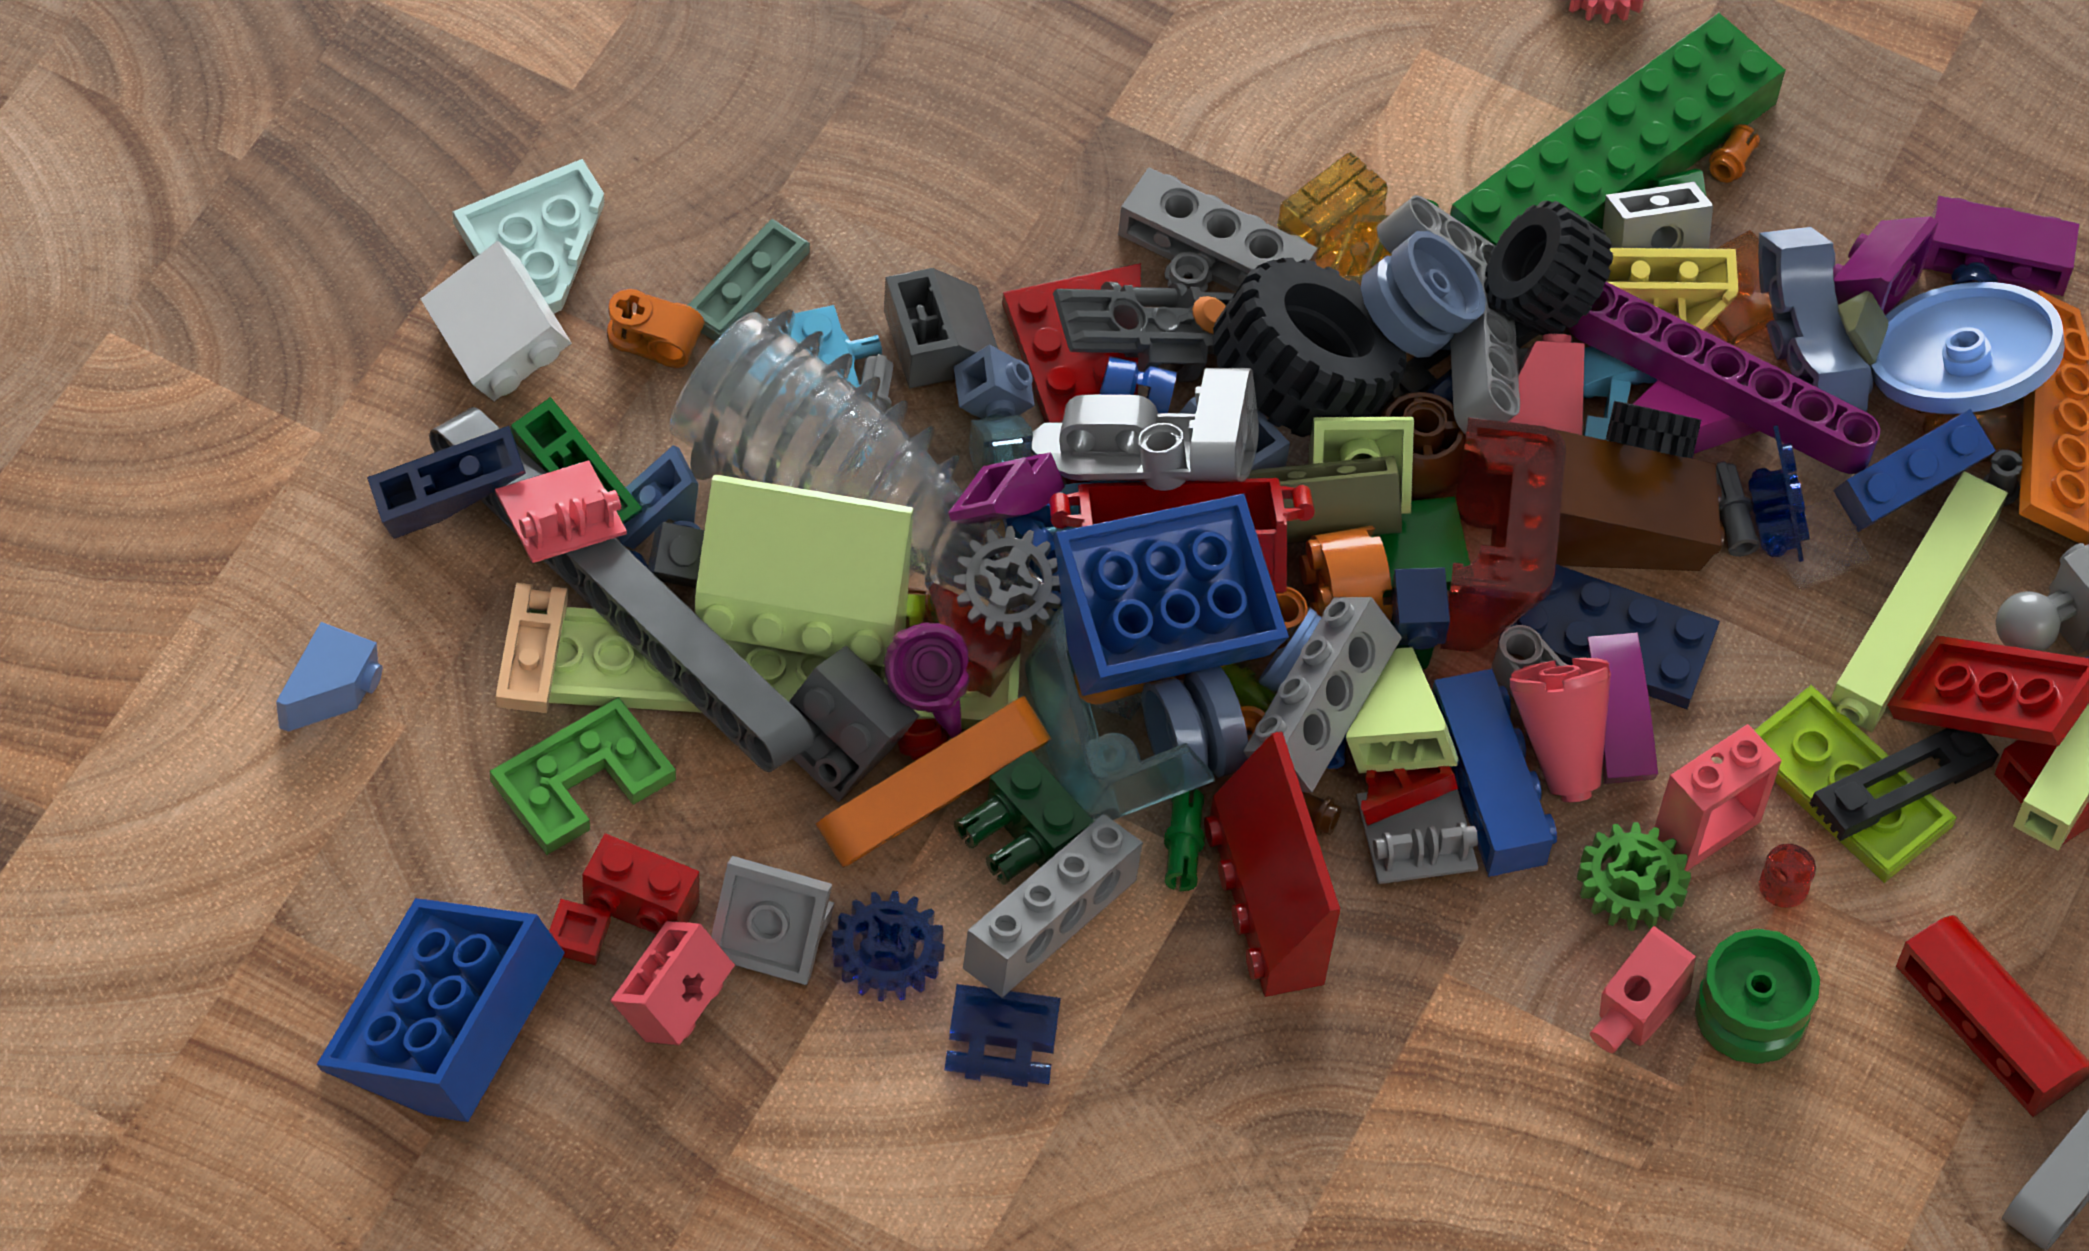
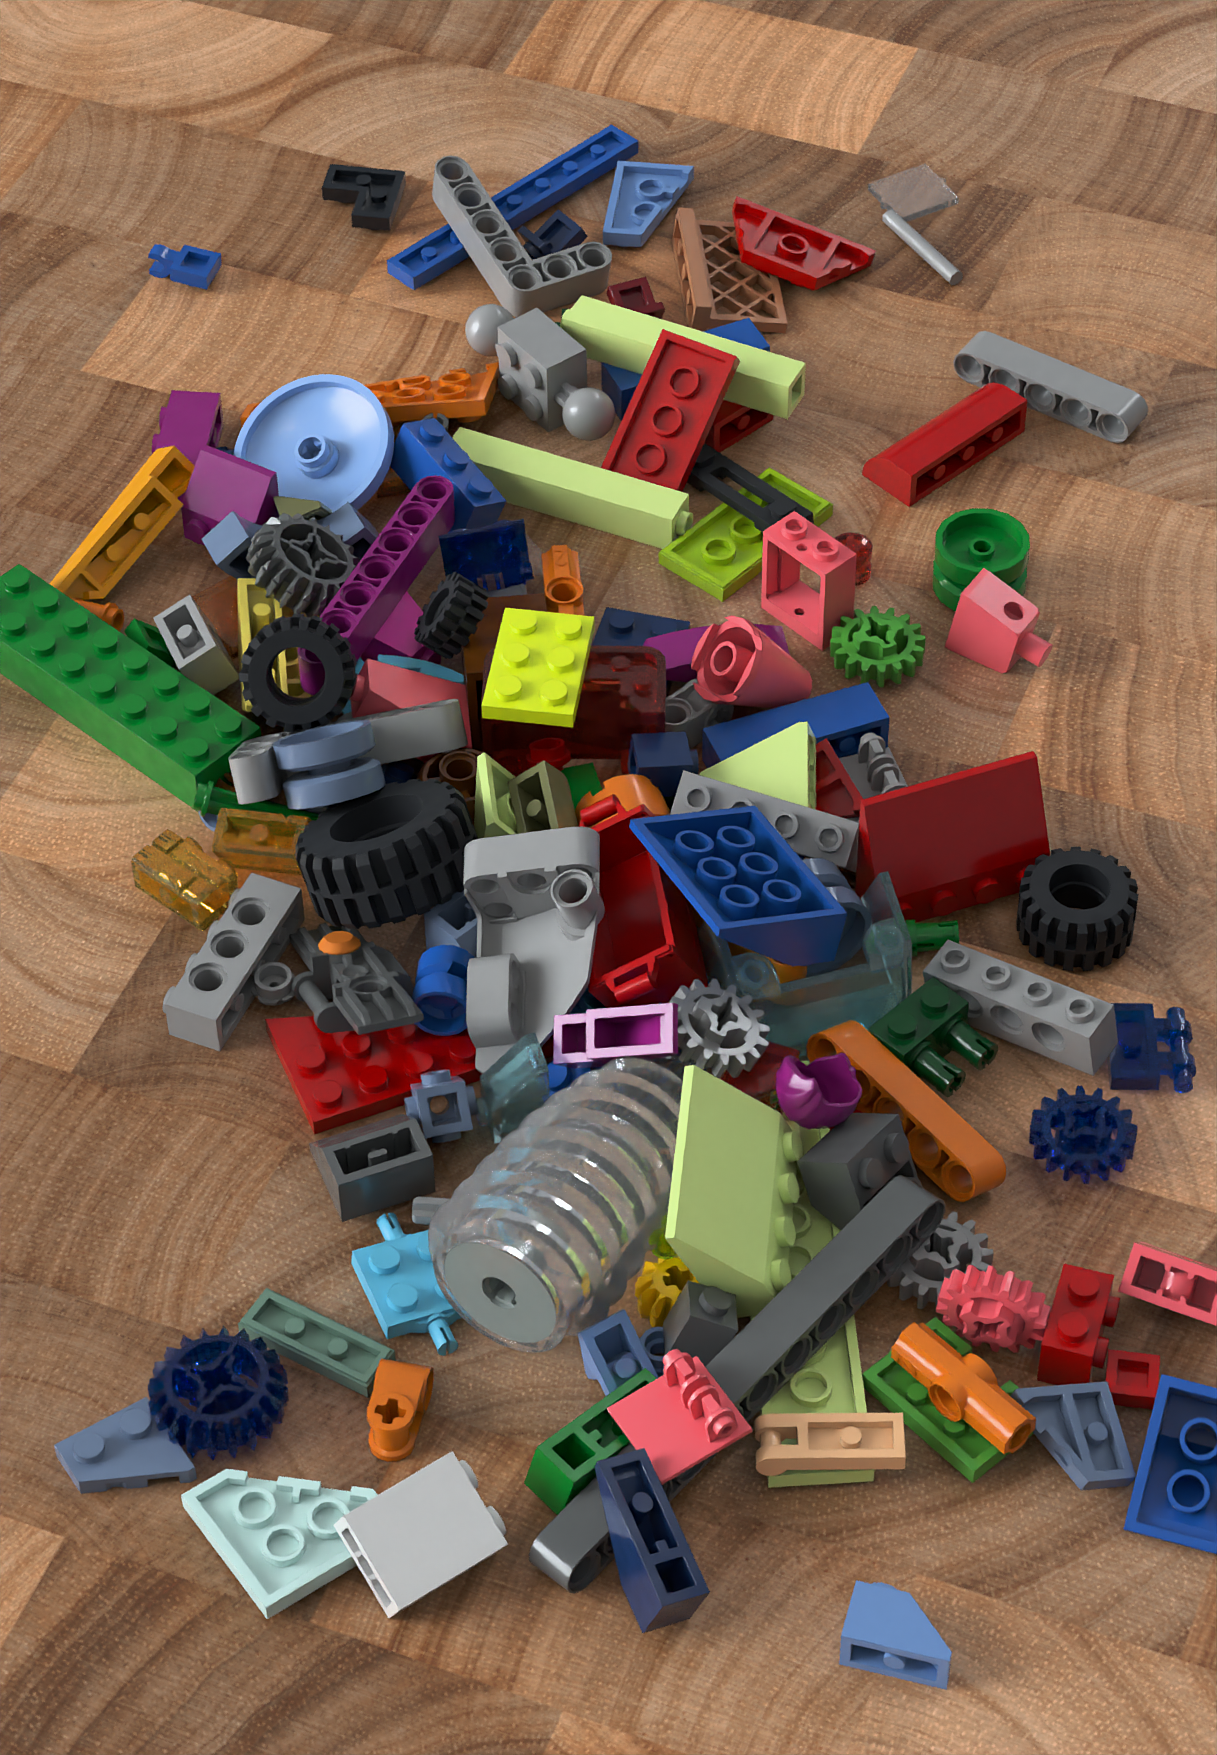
camera: 90 degrees left, 10 degrees down
(518, 866) = (1081, 1432): none -> sand blue wing
(571, 762) = (963, 1388): none -> orange piece
(649, 132) = (123, 1452): none -> sand blue wing
(660, 801) = (993, 1308): none -> coral gear
(685, 179) = (227, 1407): none -> clear blue gear
(744, 791) = (945, 1250): none -> light grey gear
(771, 919) = (1083, 1217): light grey bracket -> none
(1204, 958) = (1076, 935): none -> black tyre
(1475, 528) = (550, 750): none -> red plate
(1520, 468) = (538, 667): none -> neon yellow plate
(1748, 282) = (300, 563): none -> dark grey gear
(1748, 577) = (562, 581): none -> orange piece
(1850, 173) = (127, 527): none -> light orange wedge

